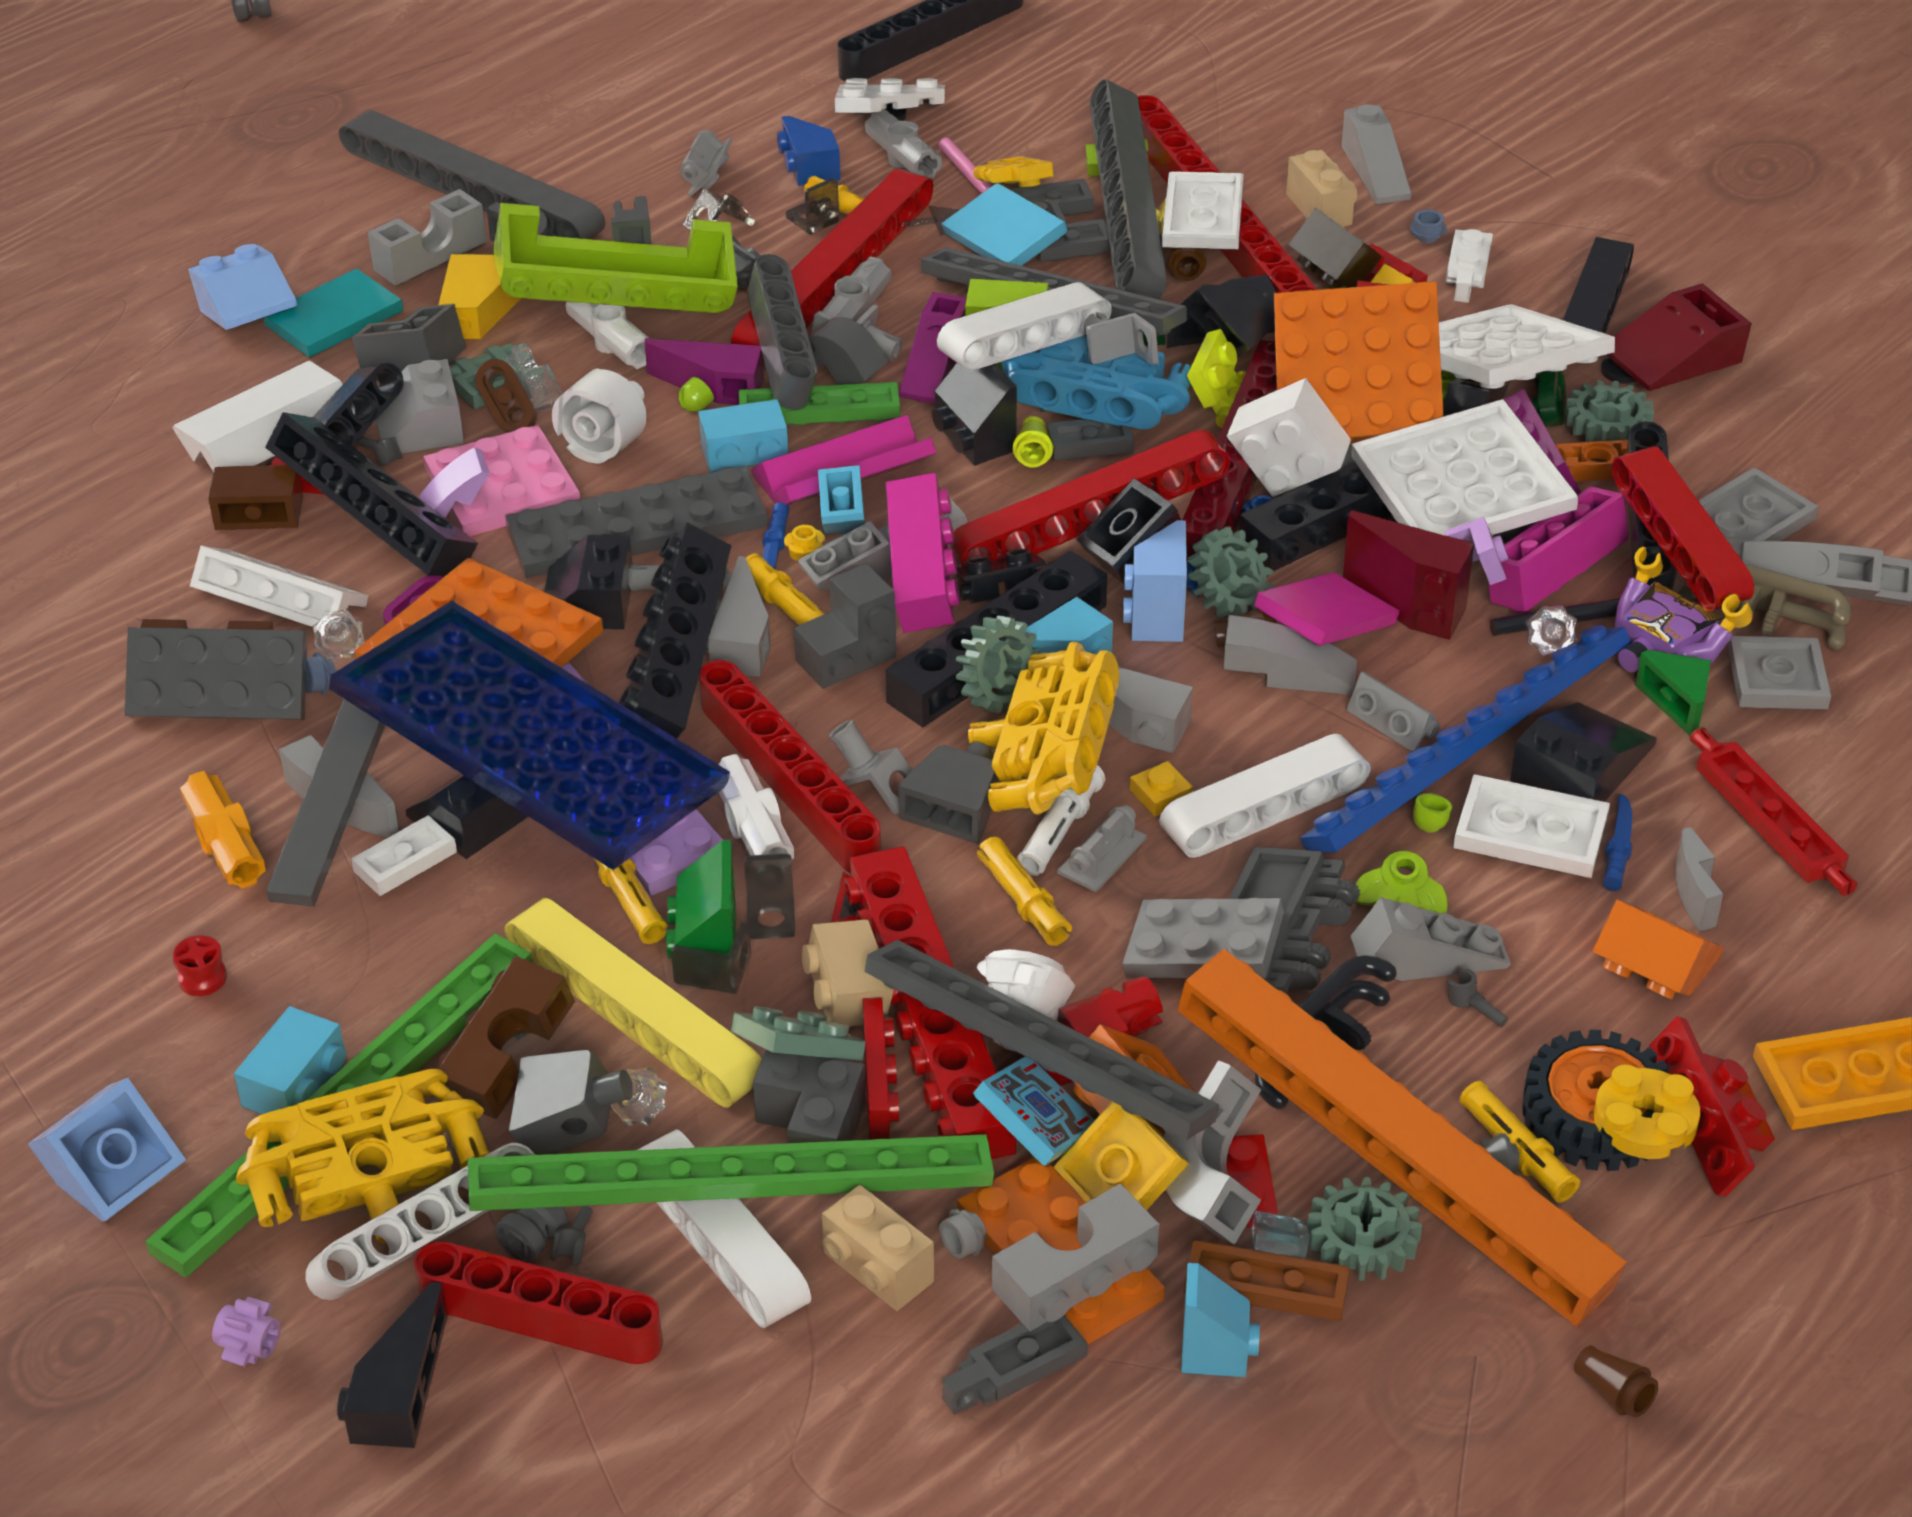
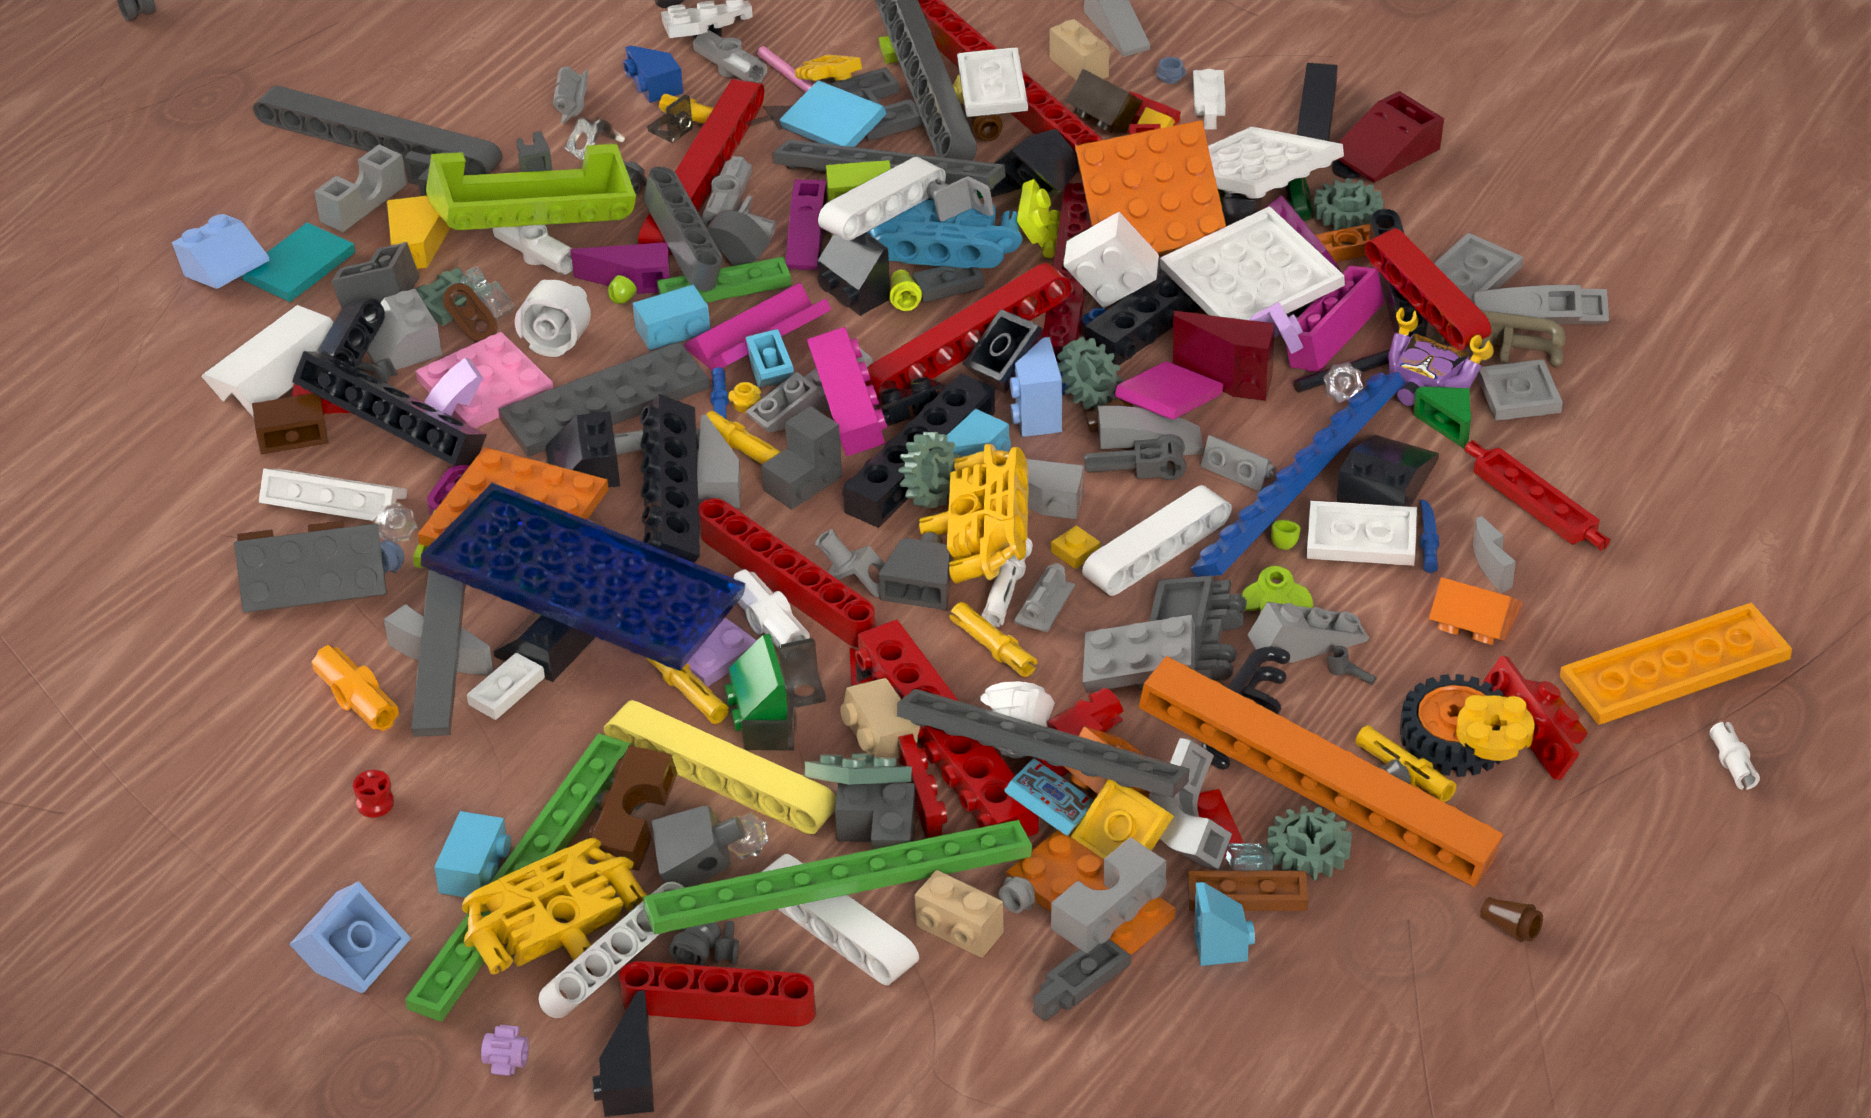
camera: 10 degrees left, 0 degrees up
(1281, 690) = (1148, 458): none -> dark grey connector

